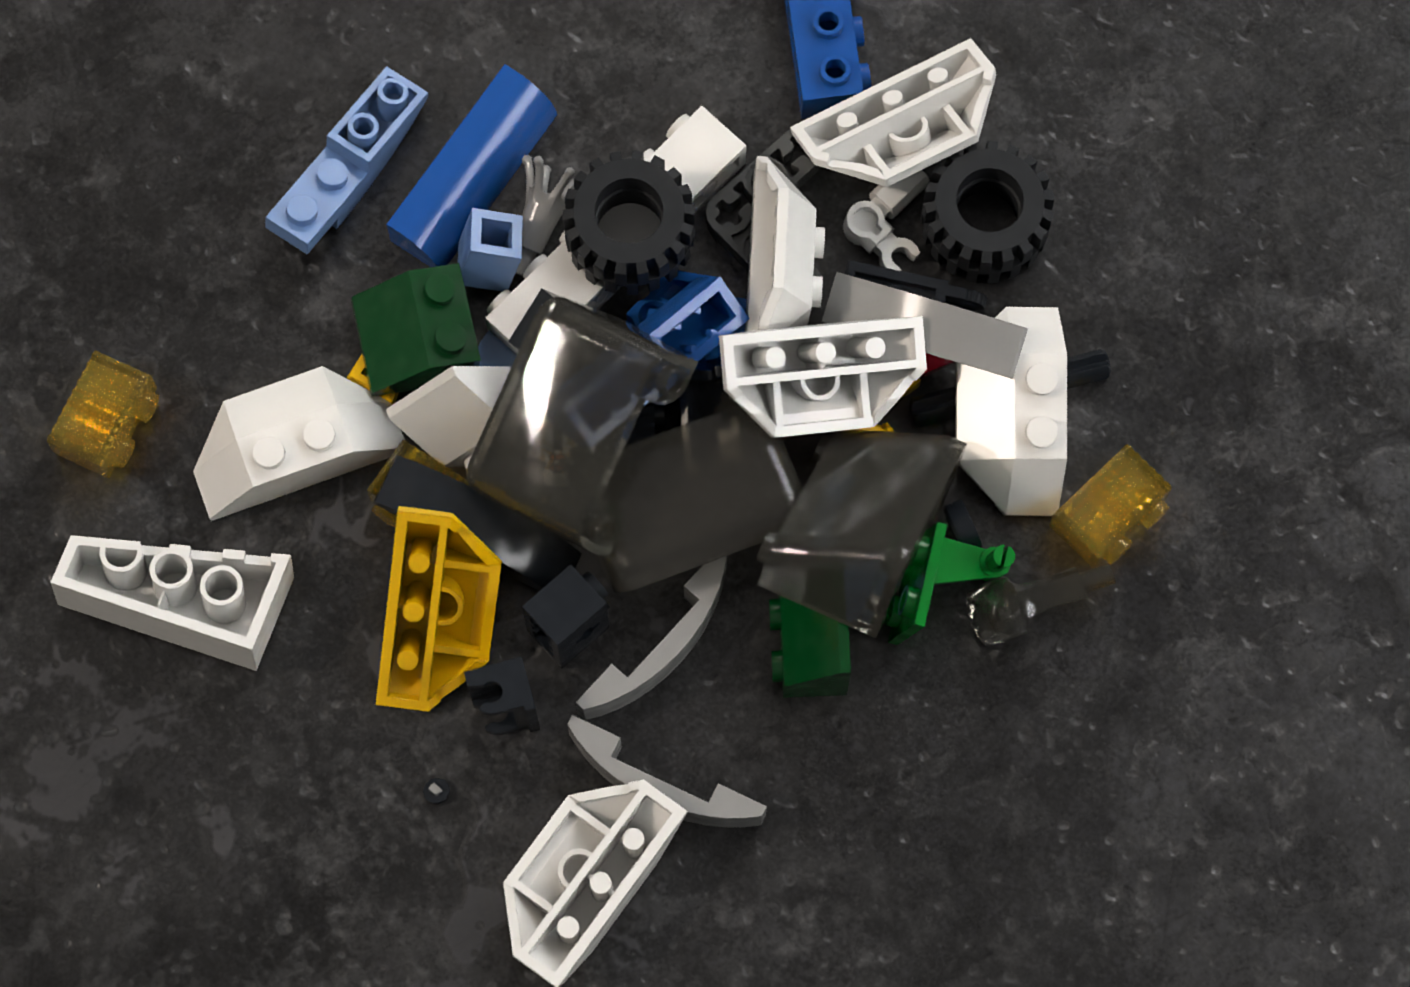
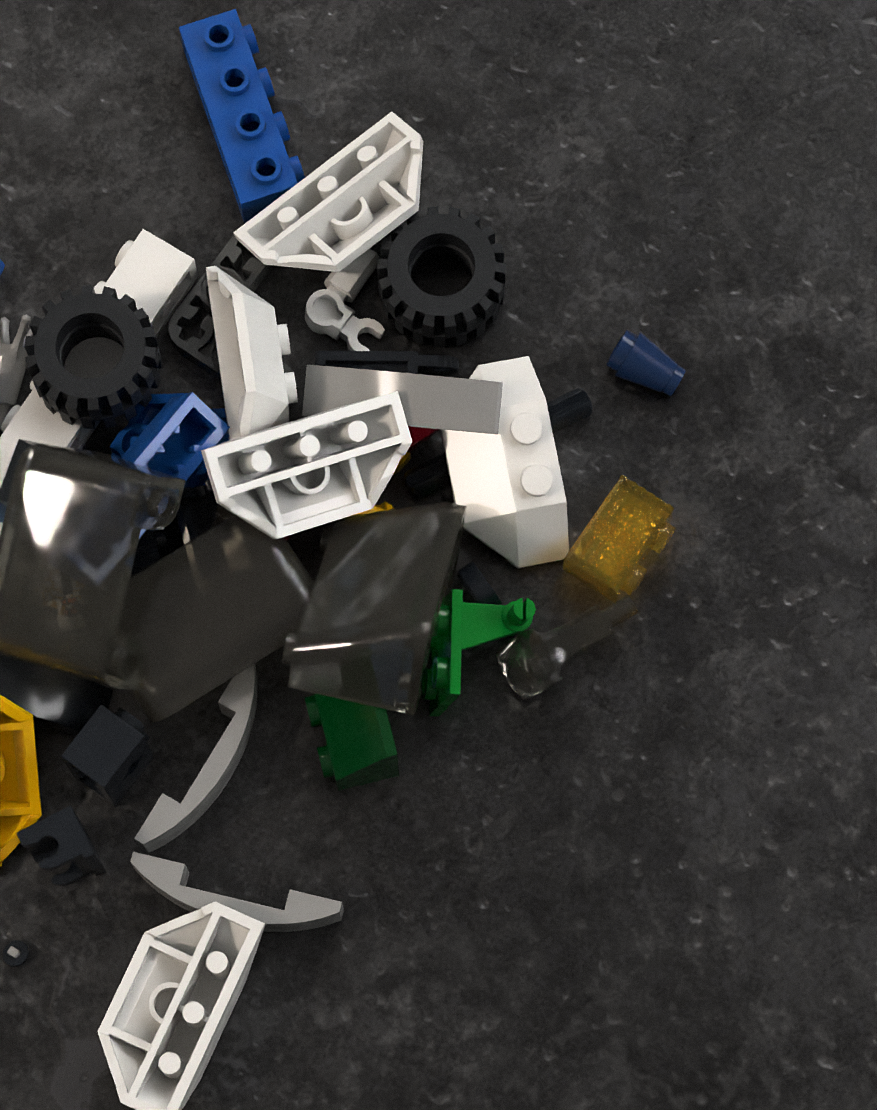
camera: 10 degrees left, 0 degrees up
(1171, 338) = (645, 364): none -> dark blue cone

